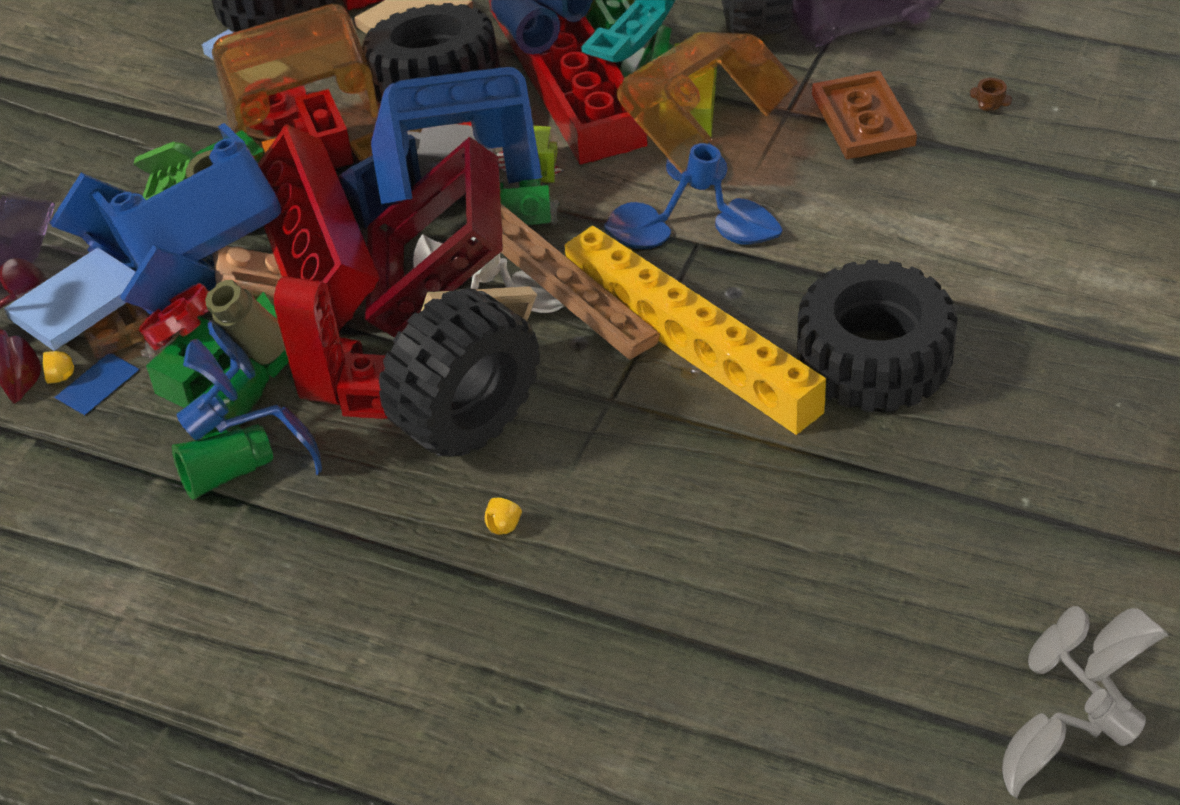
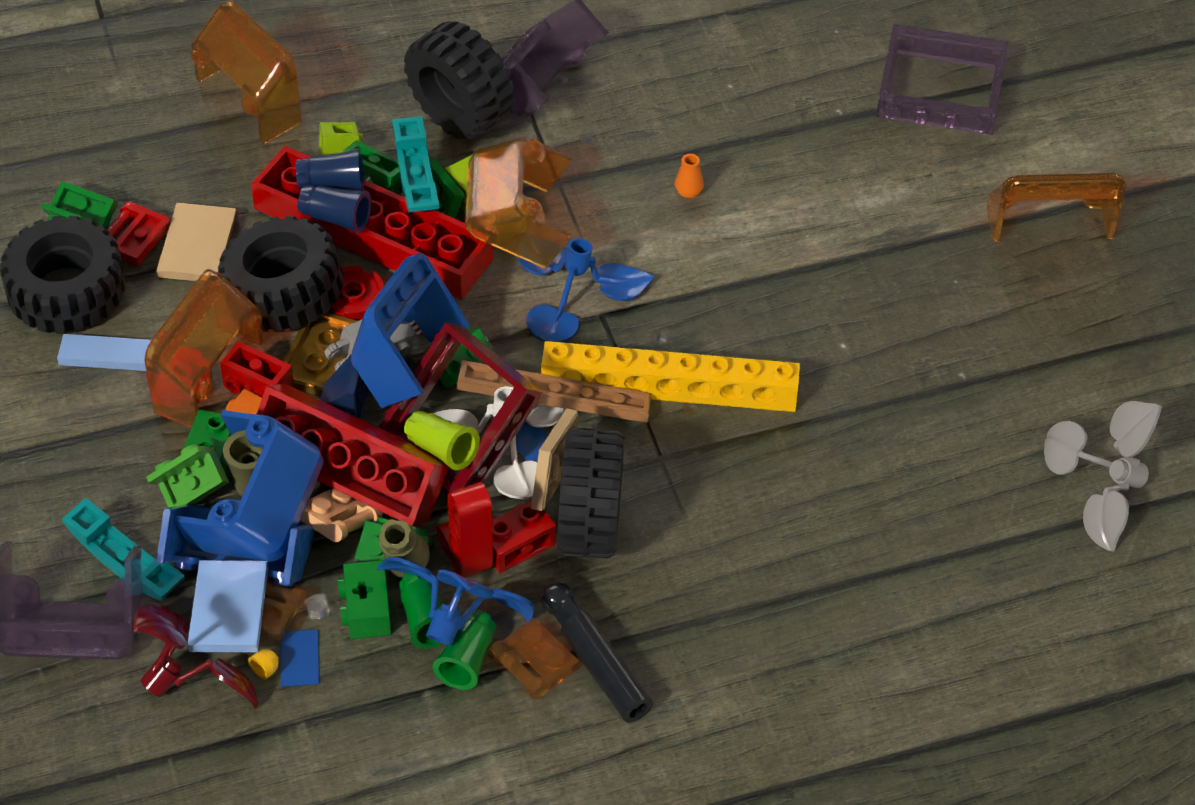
camera: 45 degrees left, 5 degrees up
(57, 177) = (111, 547): none -> teal slope
(177, 317) = (328, 588): red plate -> none
(290, 511) = (541, 652): none -> clear orange plate
(329, 542) = (597, 653): none -> black piece
(383, 255) = (445, 439): none -> lime plant
(502, 516) = (683, 571): yellow hinge -> none
(864, 115) = (619, 157): dark orange plate -> none
(883, 299) = (800, 287): black tyre -> none
(913, 161) = (689, 177): none -> orange cone
(991, 94) = (685, 97): reddish brown plate -> none

